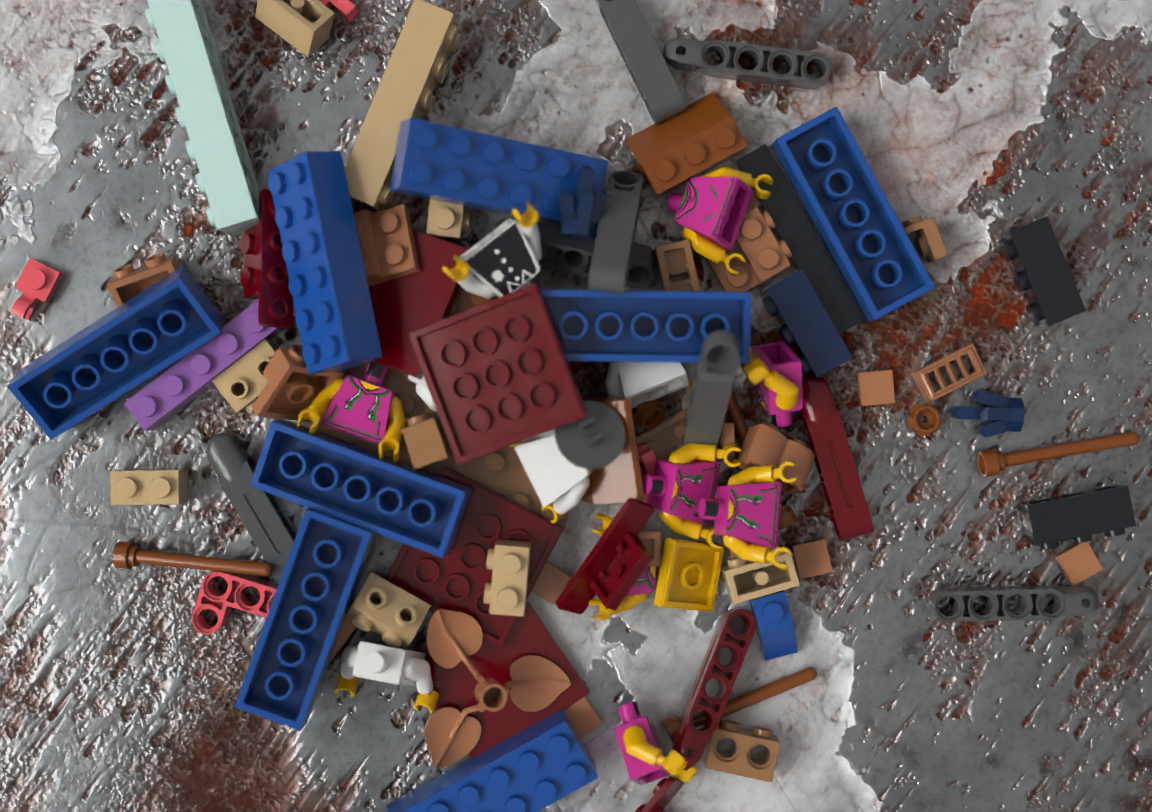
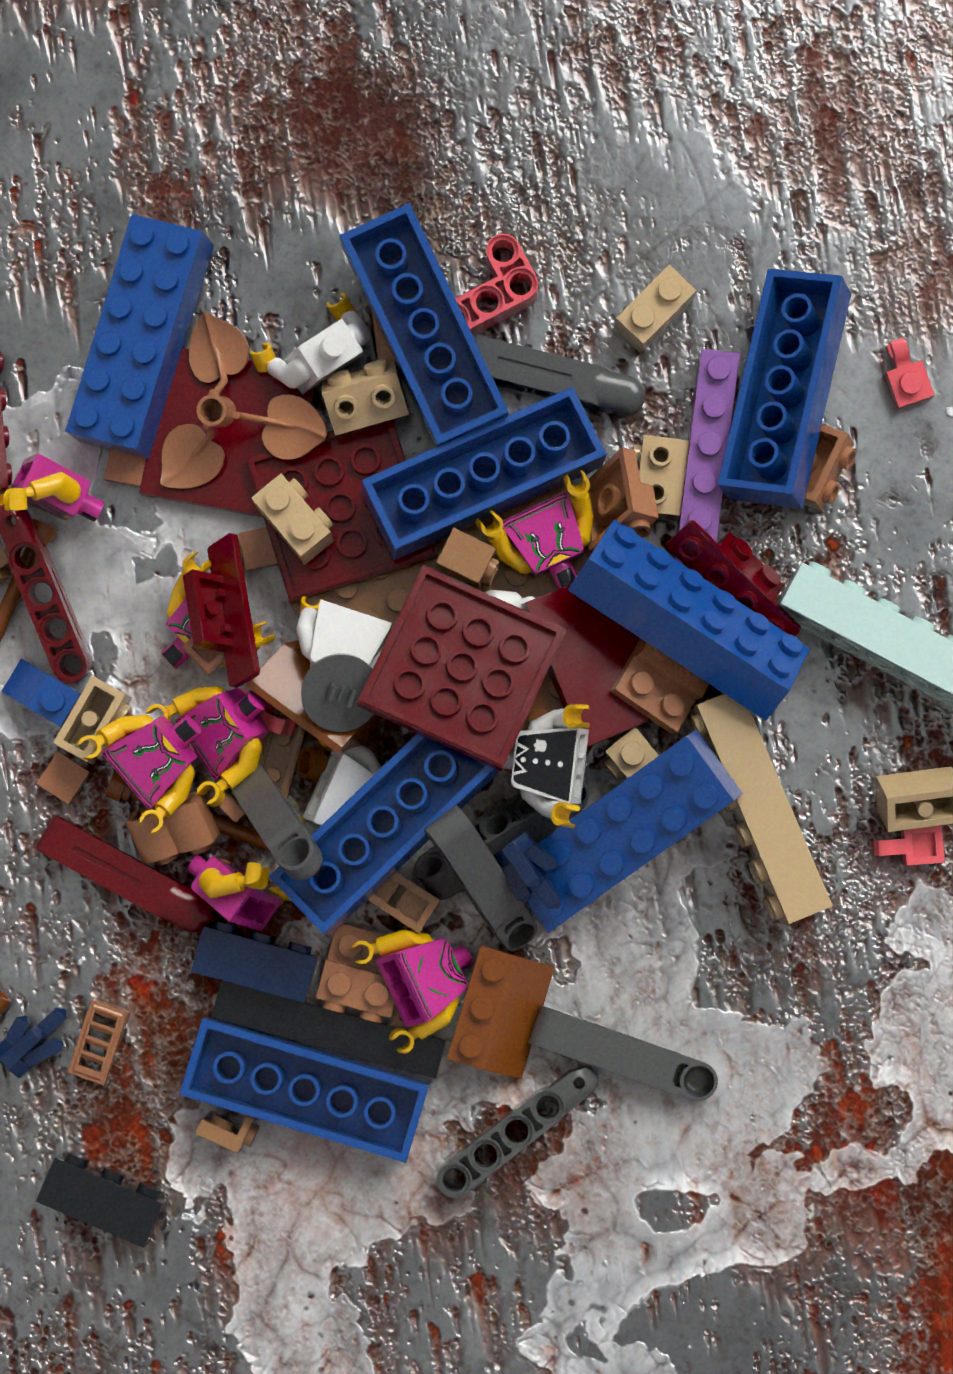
camera: 140 degrees right, 5 degrees down
(129, 555) = (617, 238): dark orange piece -> none
(688, 575) = (151, 664): yellow tile -> none
(876, 388) = (147, 969): nougat tile -> none
(933, 419) = (72, 985): dark orange plate -> none

